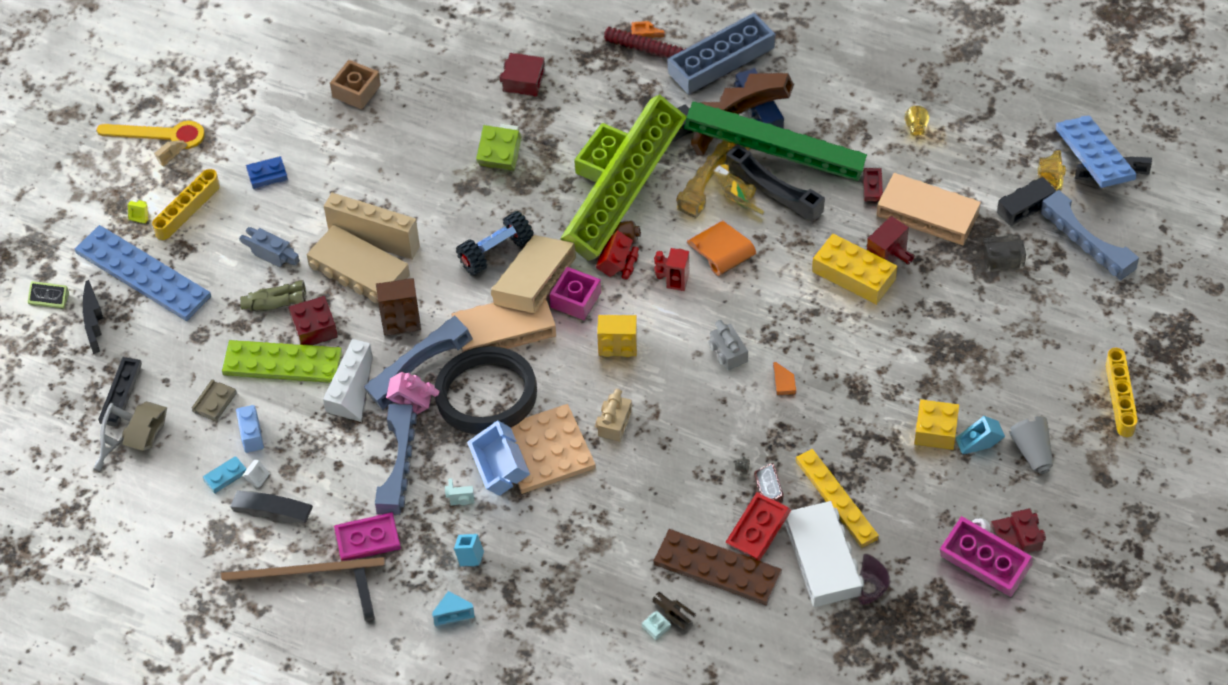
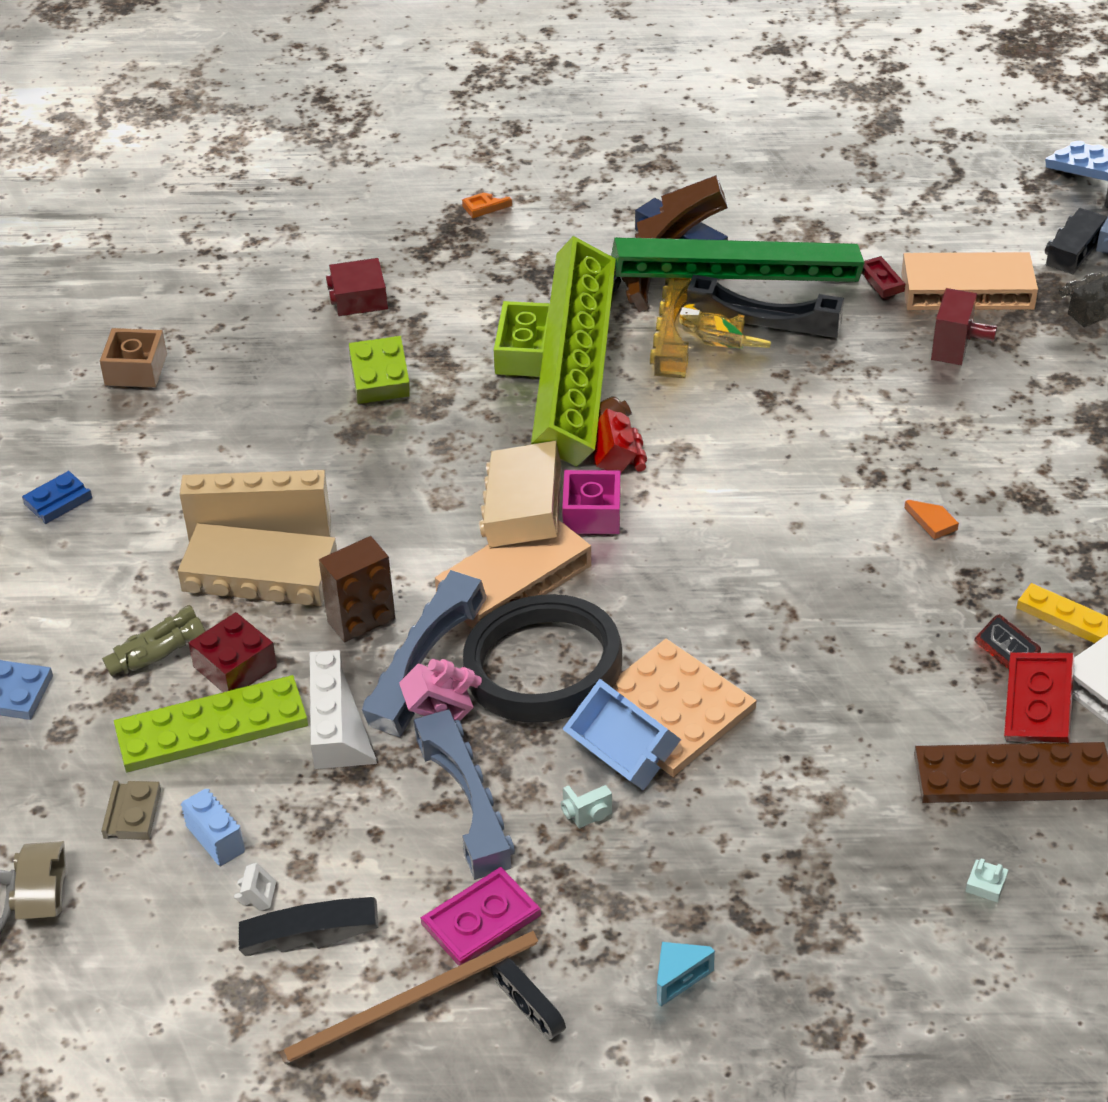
camera: 25 degrees left, 10 degrees down
(224, 474) = (204, 907): medium azure plate -> none
(269, 247) = (114, 582): sand blue hinge -> none
(468, 550) = (654, 874): medium azure brick -> none
(471, 254) = (419, 498): black plate -> none
(614, 416) = (743, 631): tan brick -> none
(617, 335) = (684, 530): yellow brick -> none
(642, 43) = (497, 215): dark red piece -> none
(672, 609) = (1002, 849): dark brown arm -> none
(676, 269) = (709, 429): red brick -> none
(721, 53) = (600, 195): sand blue brick -> none
(722, 247) = (751, 393): orange door -> none
(728, 346) = (835, 499): light grey brick -> none
(742, 465) = (957, 633): clear smoke plate -> none
(854, 268) = (930, 367): yellow brick -> none
(916, 119) = (885, 197): clear yellow piece -> none
(1052, 169) = (1076, 197): clear yellow brick -> none

